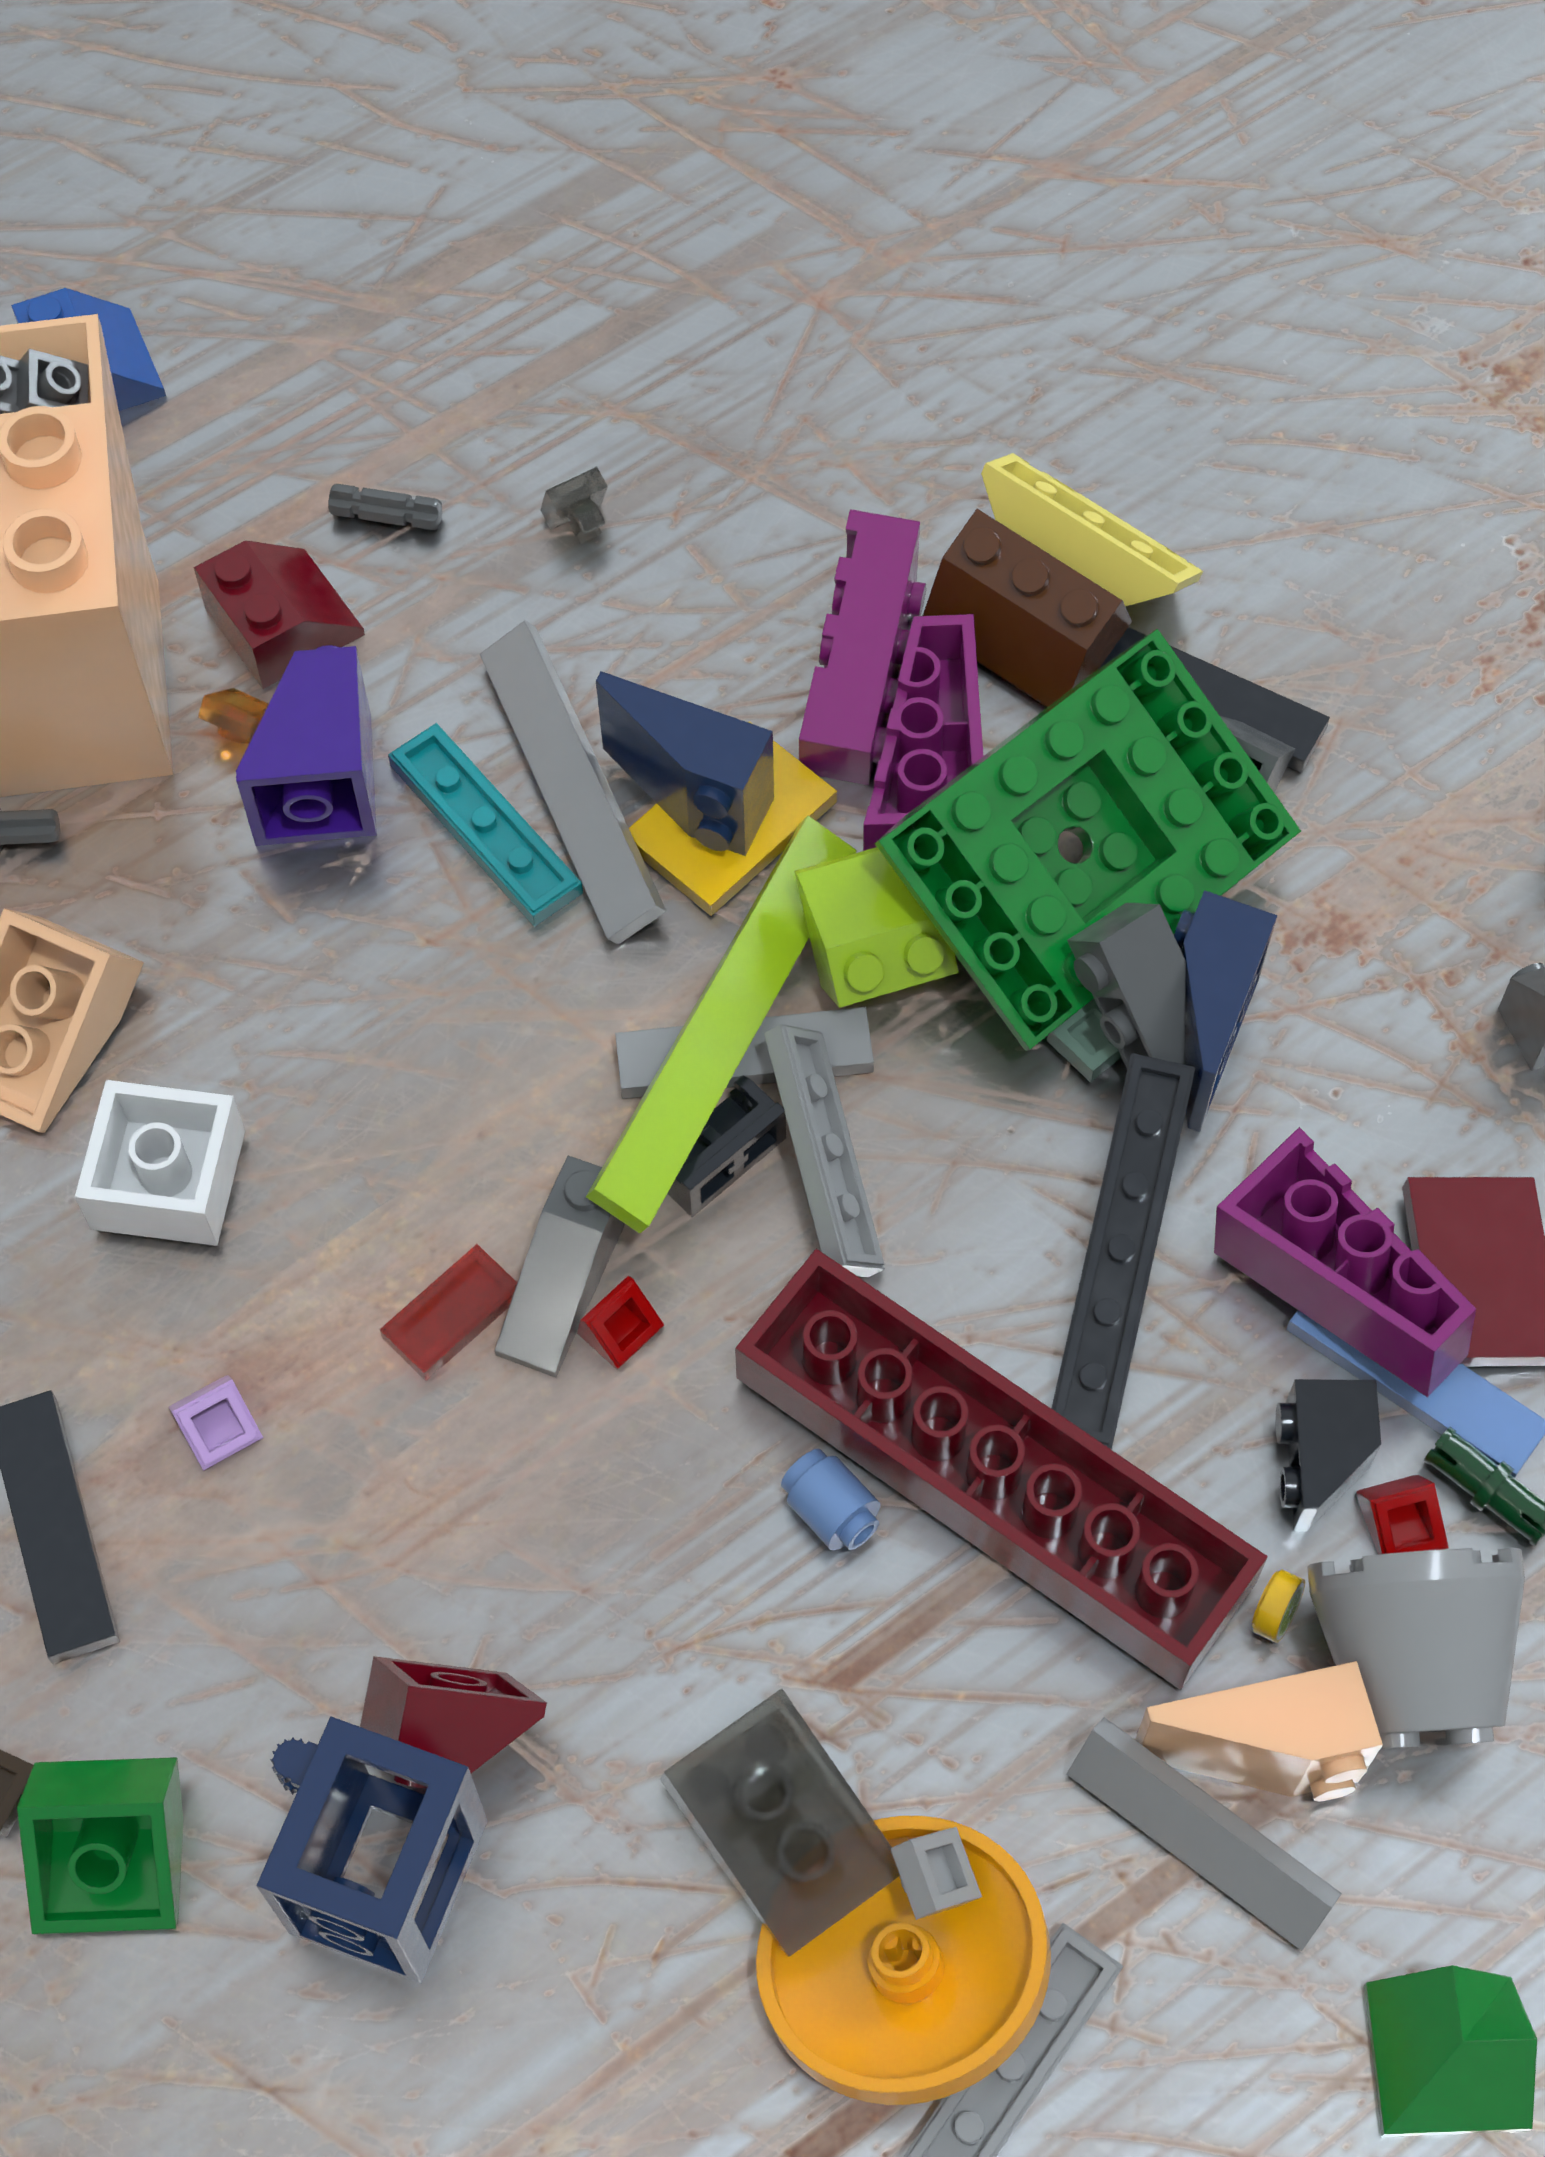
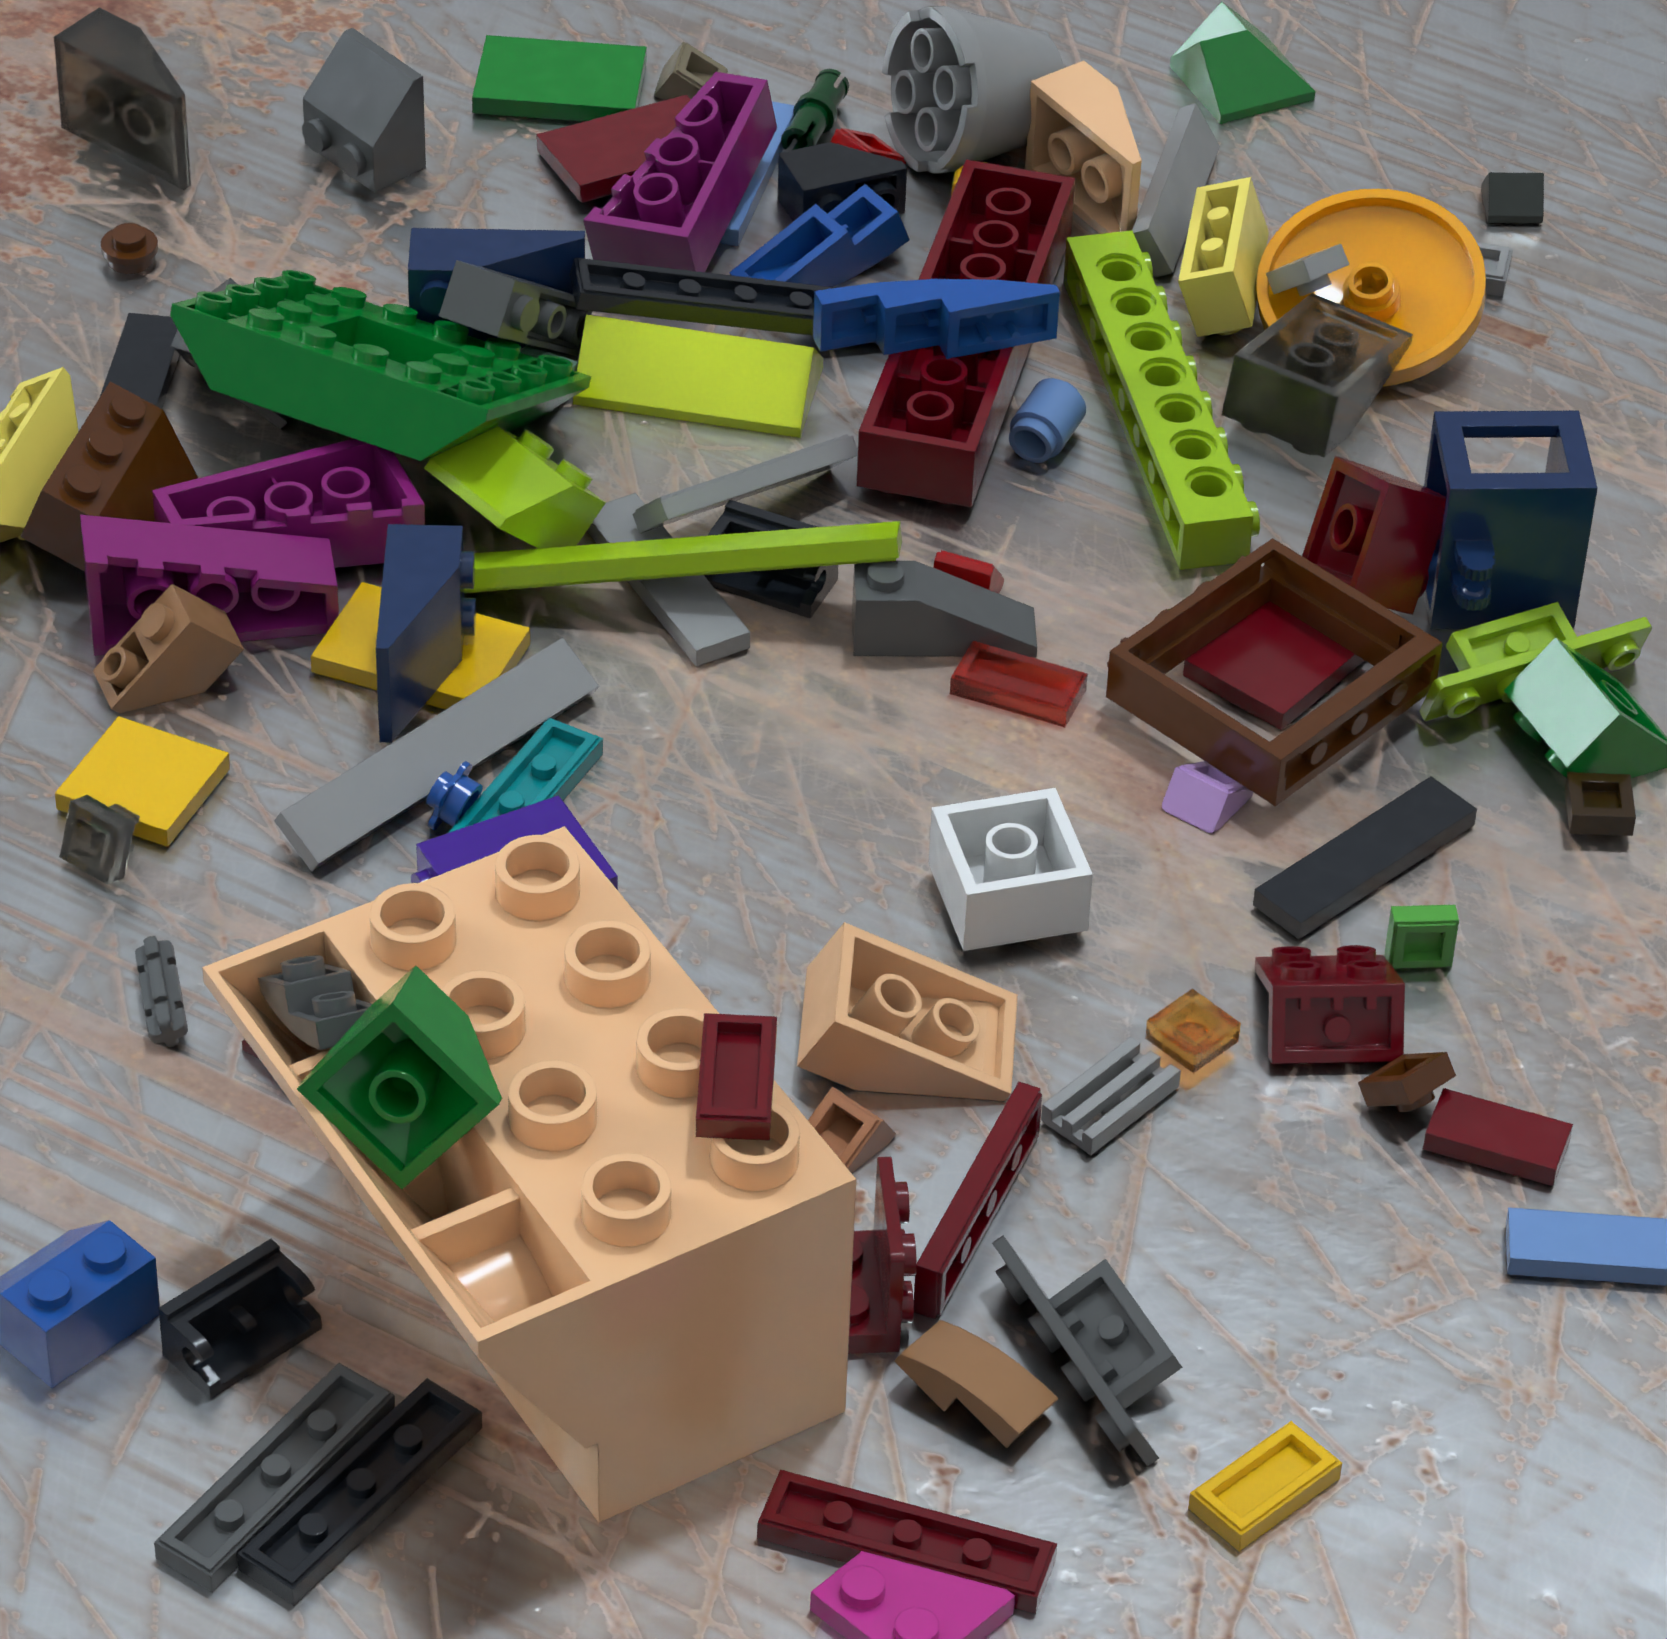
camera: 115 degrees left, 20 degrees down
(227, 1821) = (1499, 650): none -> lime bracket
(263, 1416) = (1402, 674): none -> reddish brown window
(376, 1585) = (1271, 665): none -> dark red tile
(503, 769) = (452, 796): none -> blue plate
(651, 563) = (149, 774): none -> yellow tile
(790, 610) = (168, 653): none -> medium nougat slope
(796, 1604) = (1159, 401): none -> lime brick
(937, 1386) = (950, 313): none -> blue slope
(1031, 1807) = (1223, 257): none -> light yellow brick
(1035, 1216) = (697, 376): none -> neon yellow slope
(1219, 1391) = (830, 246): none -> blue slope
(1449, 751) = (129, 248): none -> reddish brown plate

